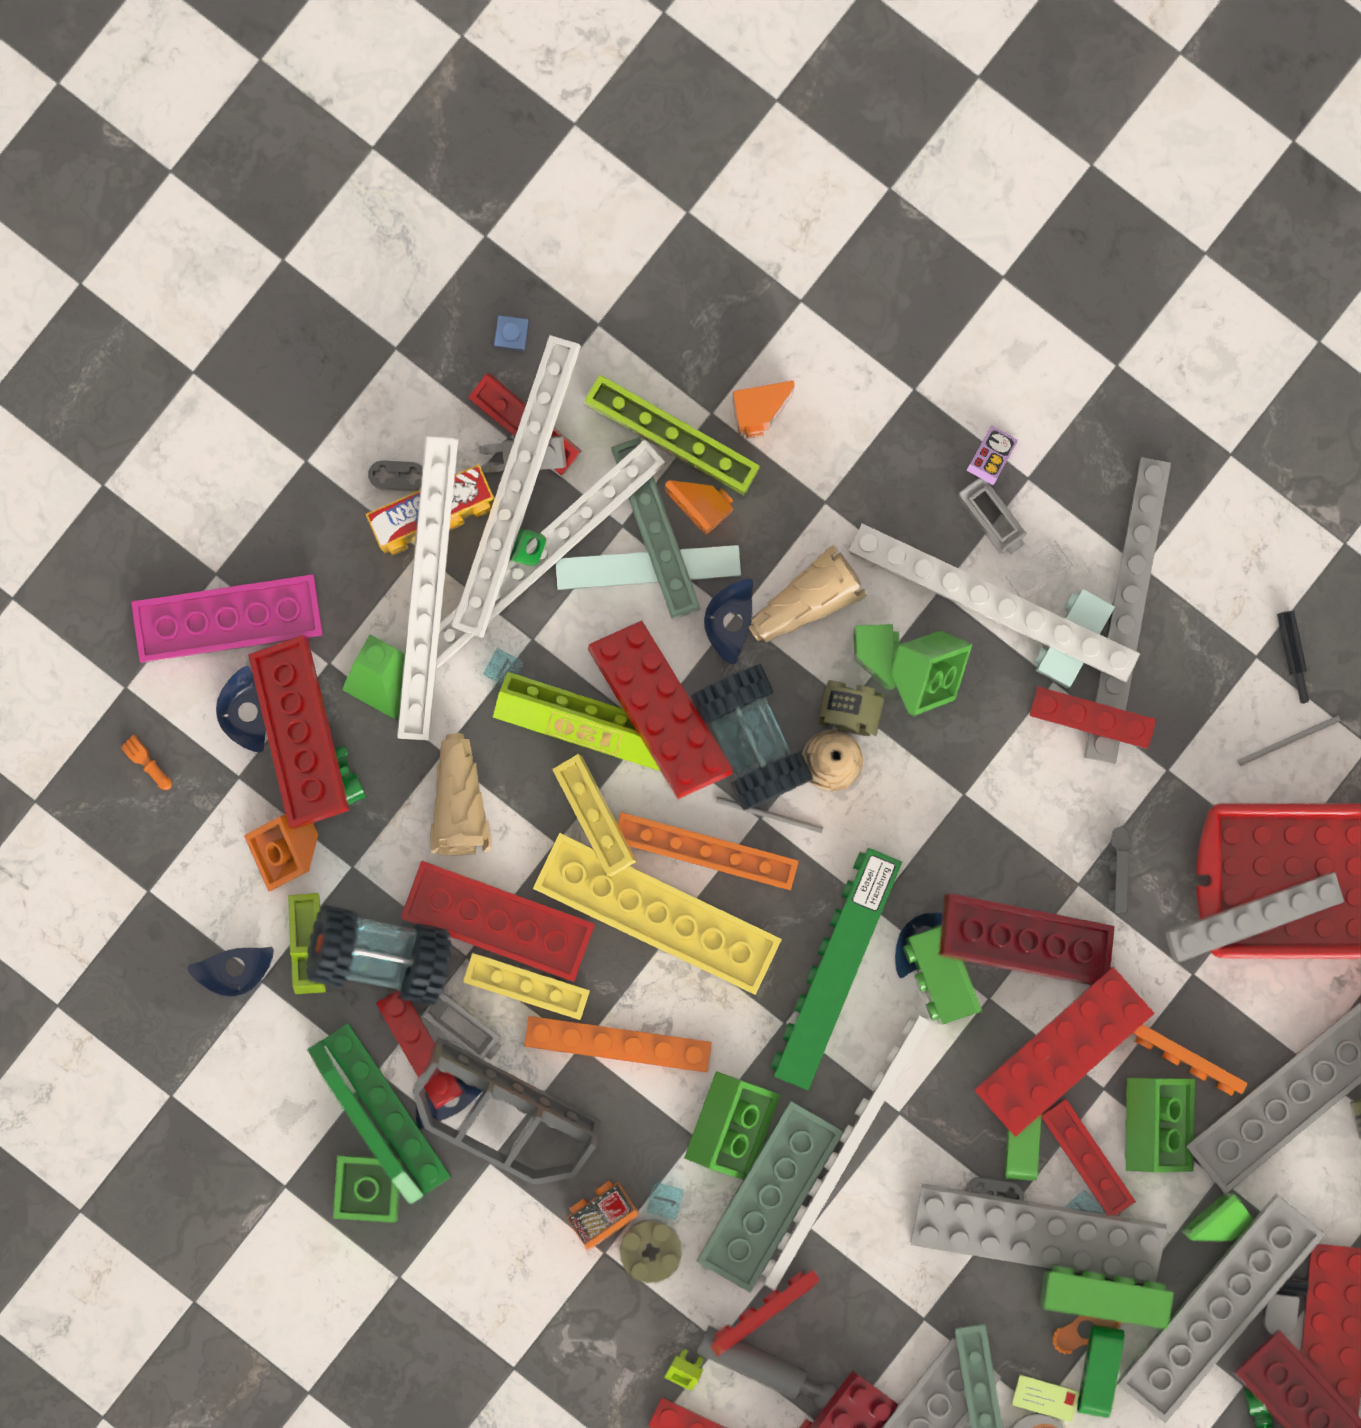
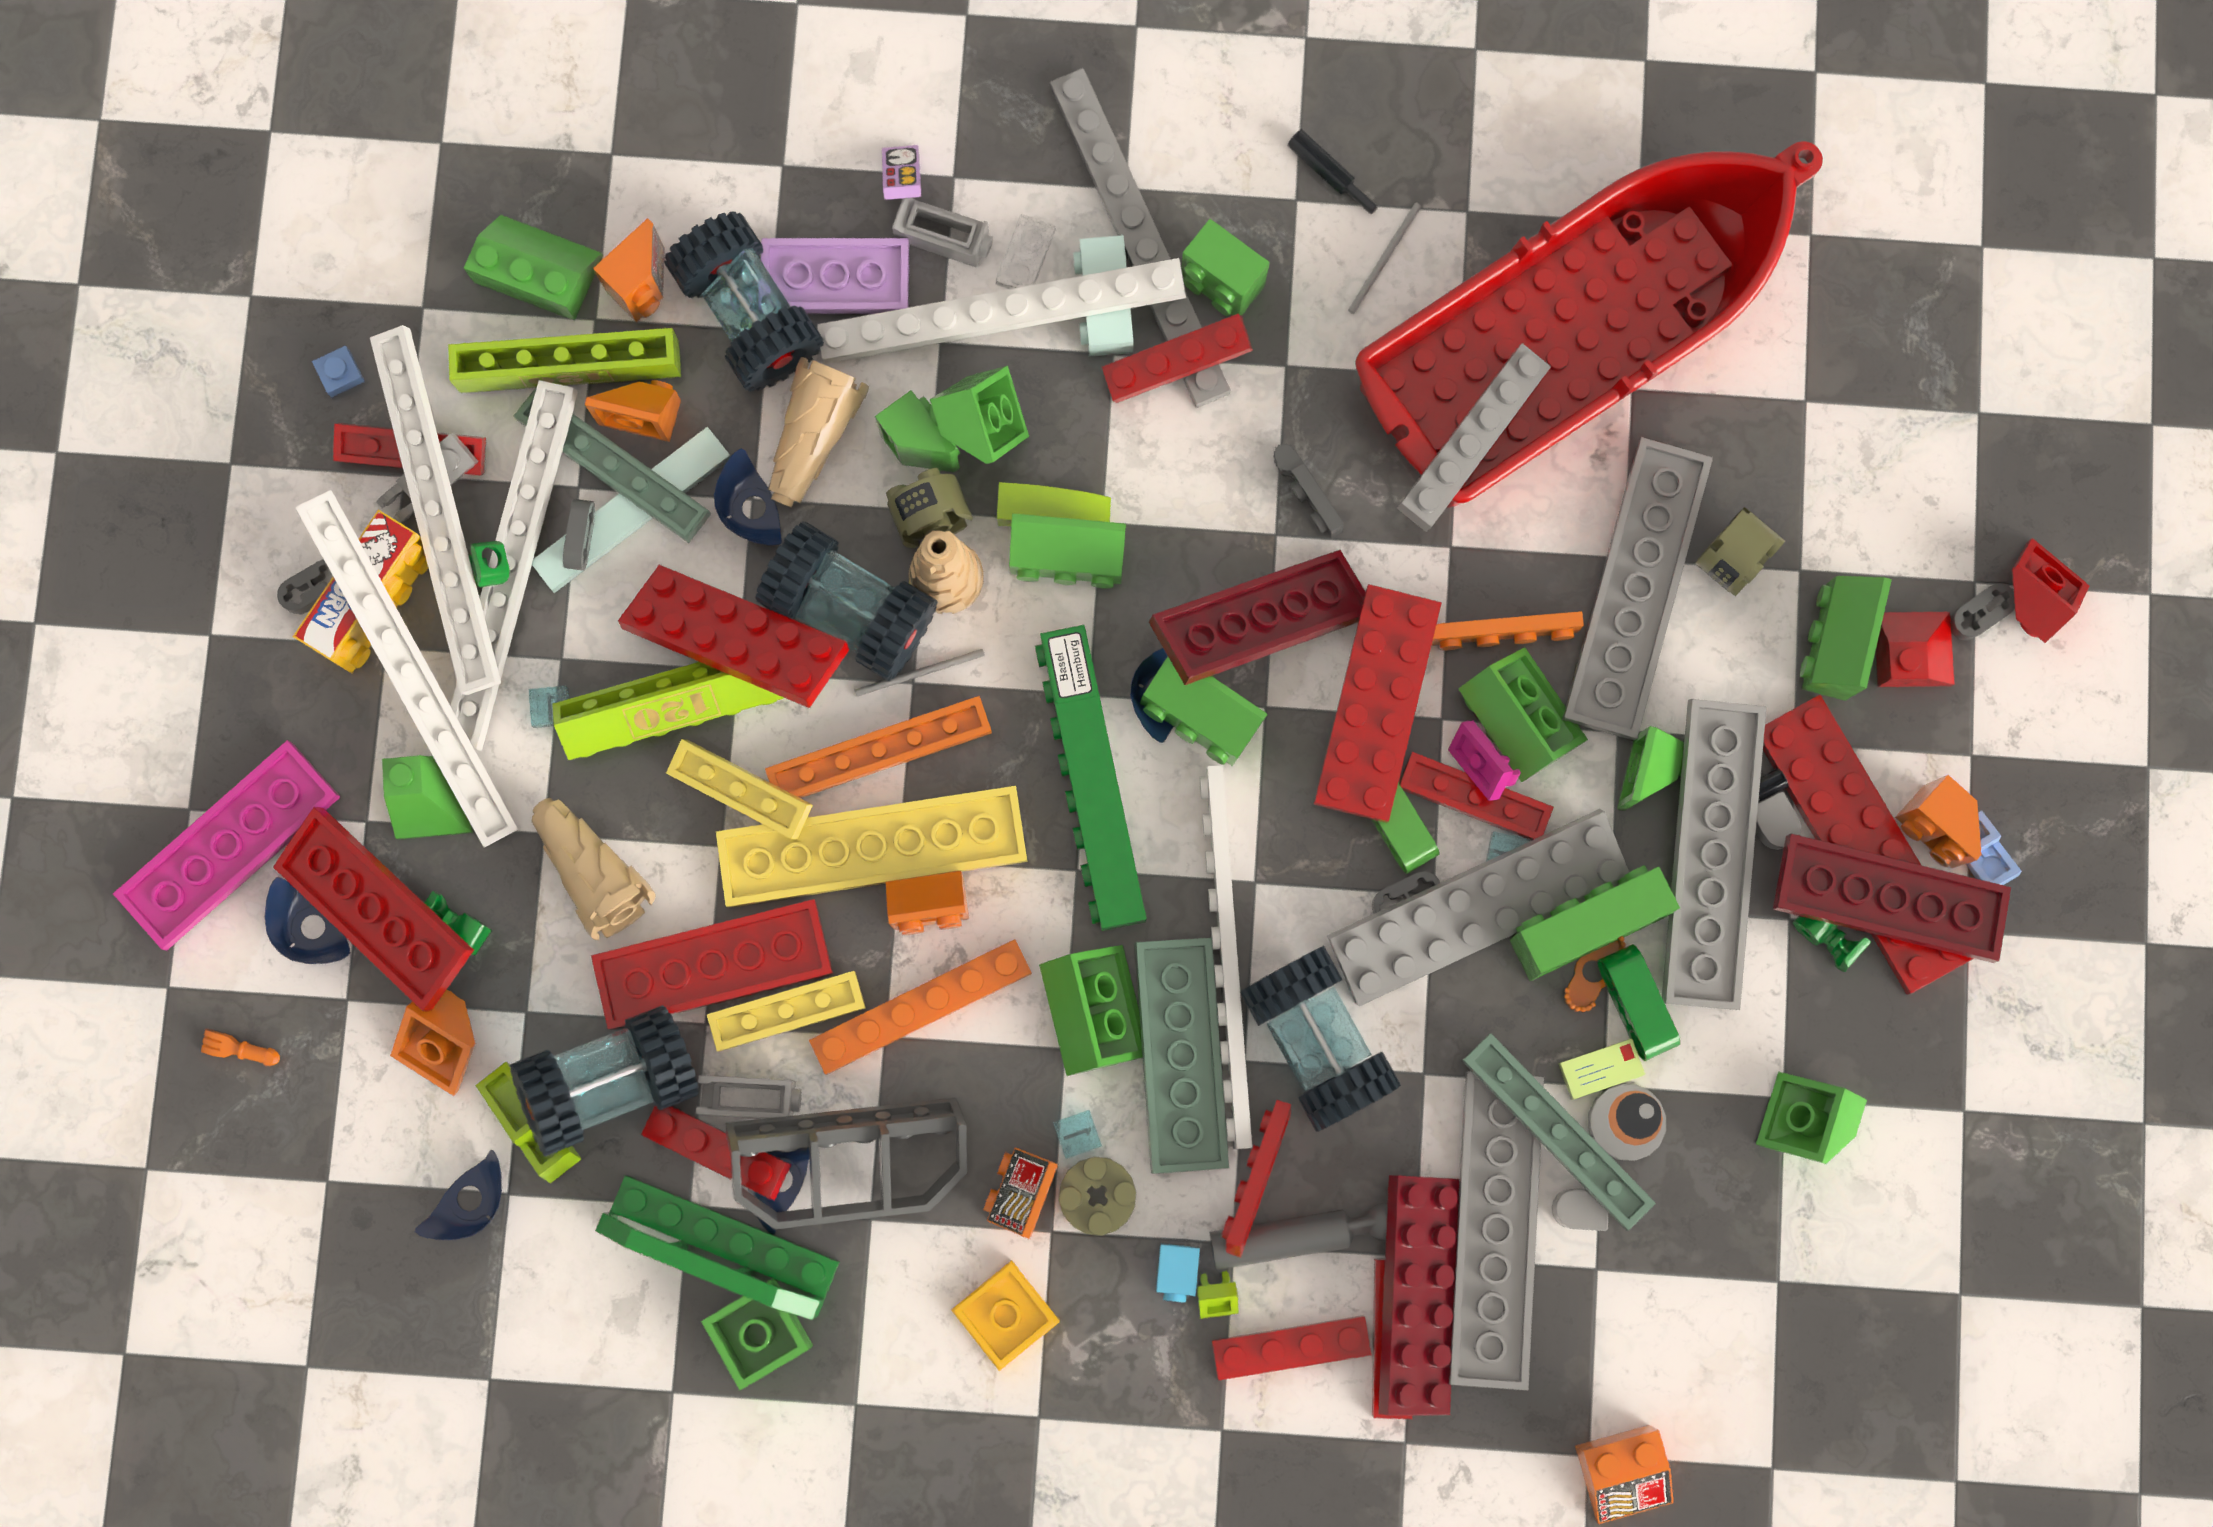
camera: 35 degrees left, 5 degrees down
(537, 1287) = (1005, 1315): none -> yellow tile
(601, 565) = (578, 534): none -> dark grey beam
(669, 1336) = (1177, 1271): none -> medium azure brick
(670, 977) = (927, 901): none -> orange slope
(695, 348) = (533, 266): none -> bright green slope
(821, 478) = (726, 270): none -> black plate
(868, 1250) = (1319, 1039): none -> plate
(897, 496) = (840, 273): none -> lavender plate
(925, 803) = (1067, 550): none -> bright green slope
(936, 765) = (1050, 502): none -> lime slope
(1107, 1138) = (1482, 761): none -> dark pink plate
(1166, 678) = (1223, 269): none -> bright green brick

